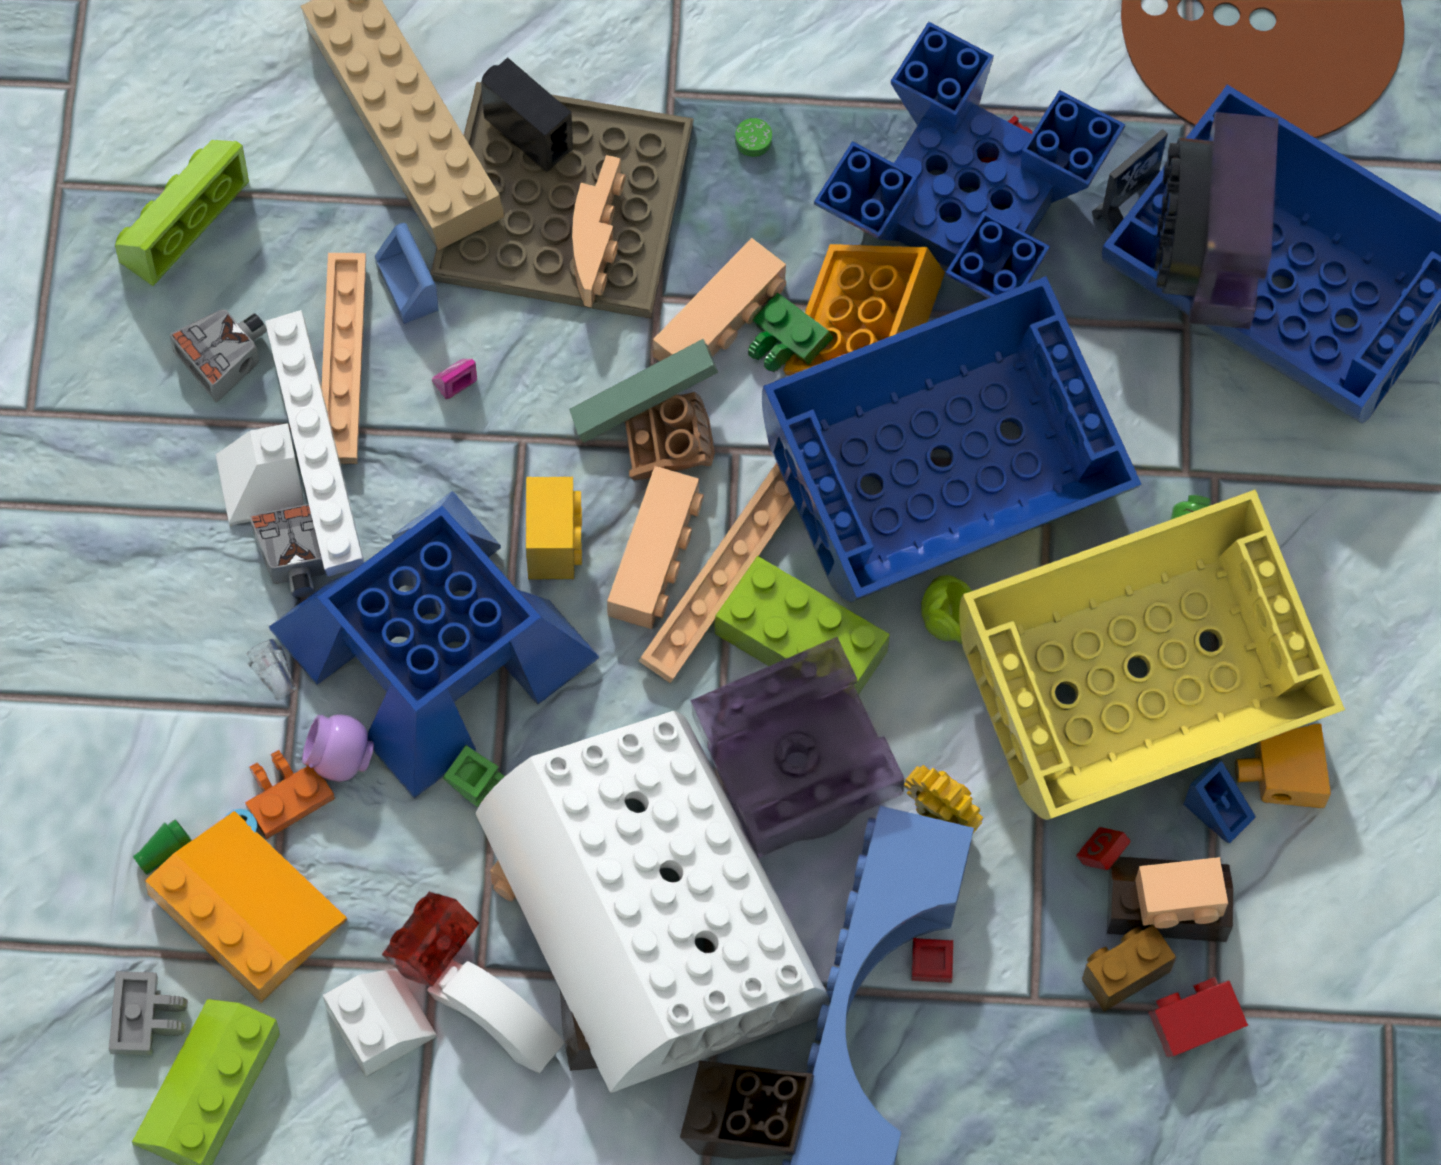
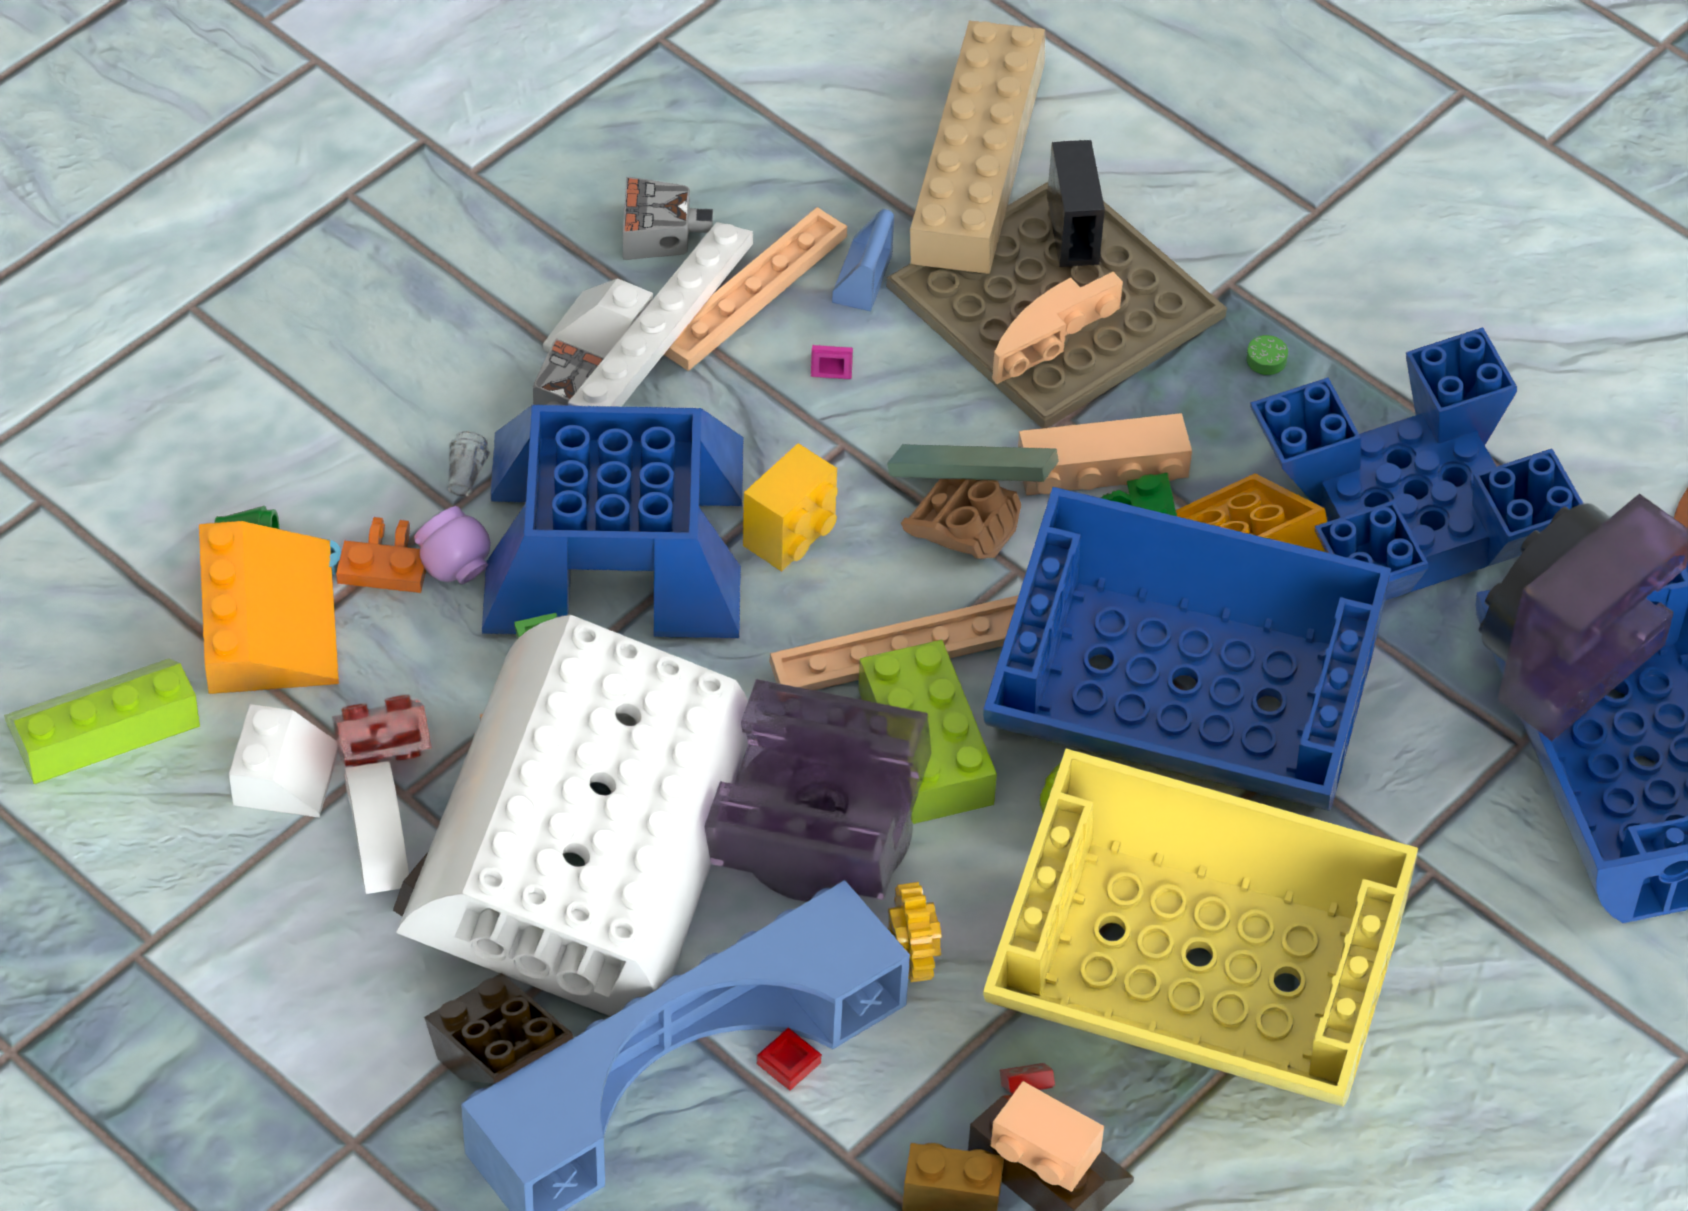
camera: 40 degrees right, 15 degrees down
(134, 1013) = (101, 625): light grey hinge -> none
(183, 210) = (731, 108): lime slope -> none
(653, 548) = (867, 585): light nougat brick -> none
(1219, 802) = (1170, 1113): blue slope -> none
(1289, 768) = (1265, 1136): light orange torso -> none

